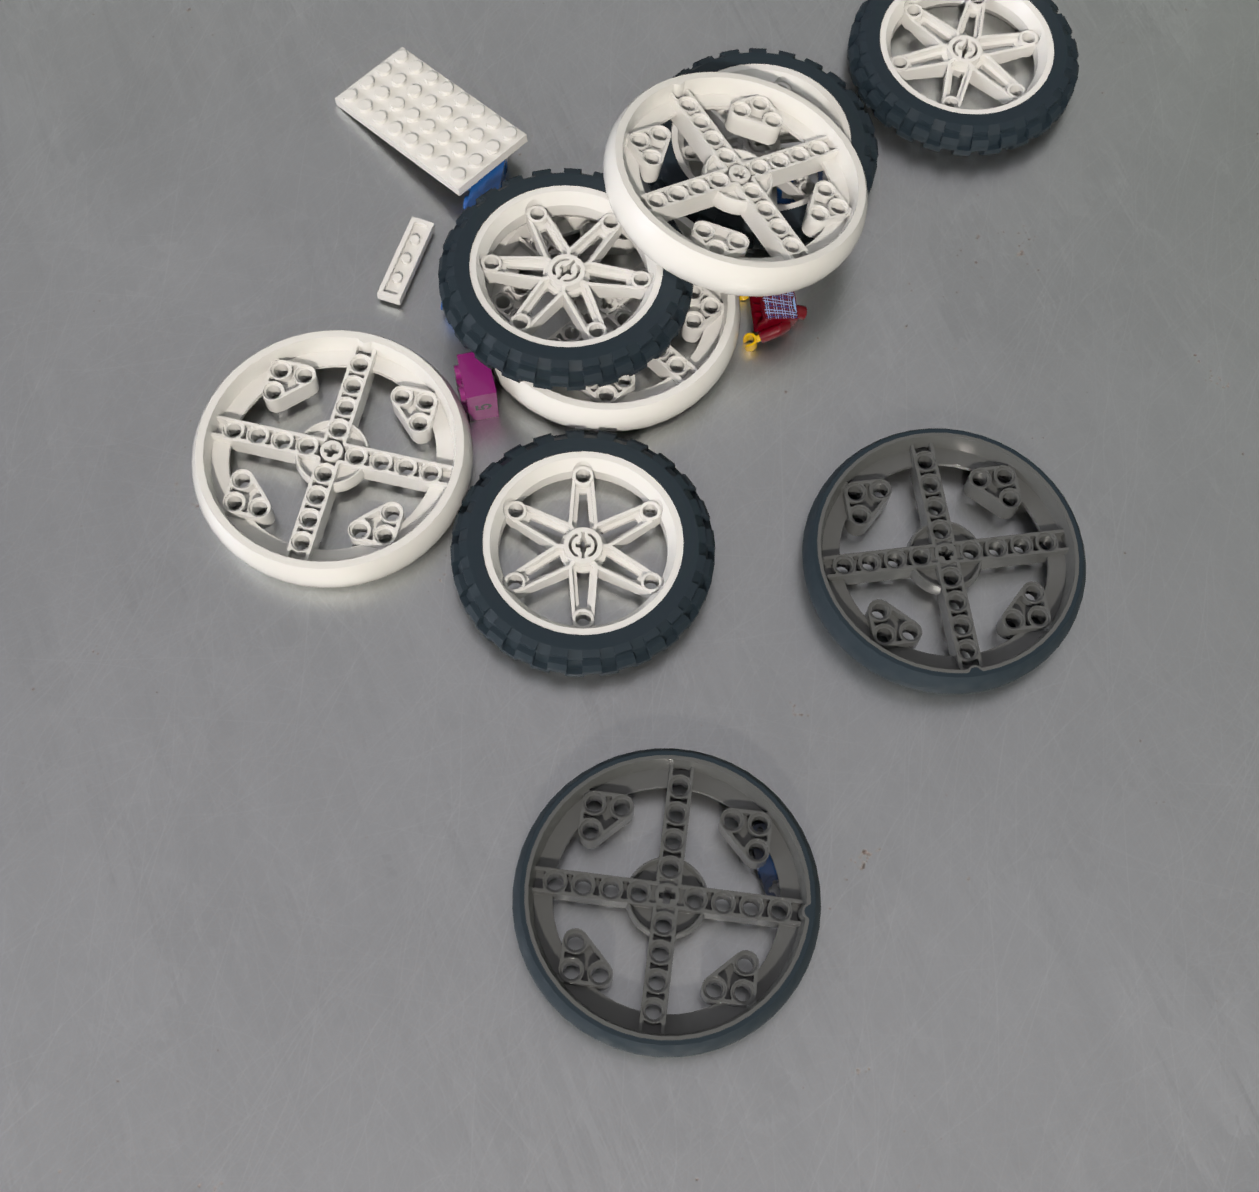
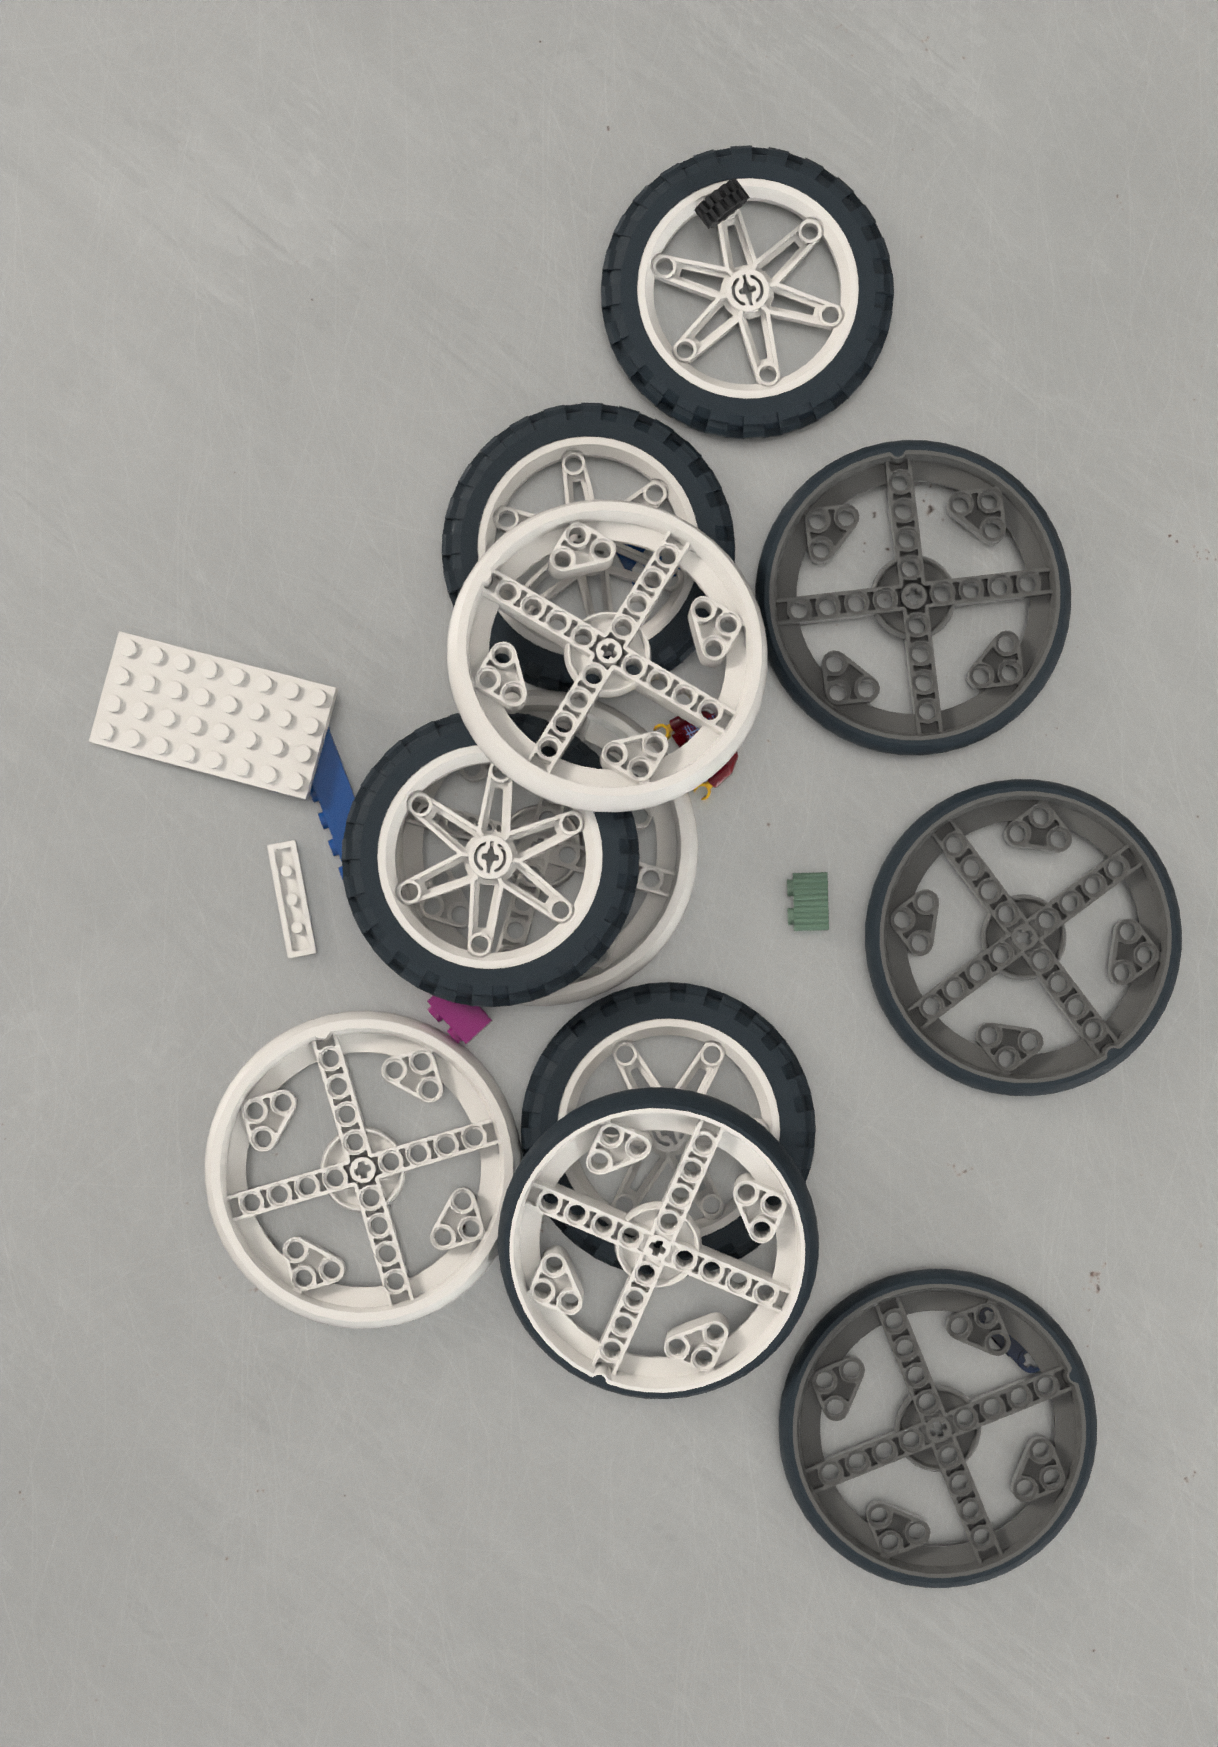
camera: 25 degrees left, 20 degrees up
(408, 575) = (682, 1371): none -> white wheel
(788, 452) = (810, 901): none -> sand green brick
(942, 211) = (973, 478): none -> dark grey wheel

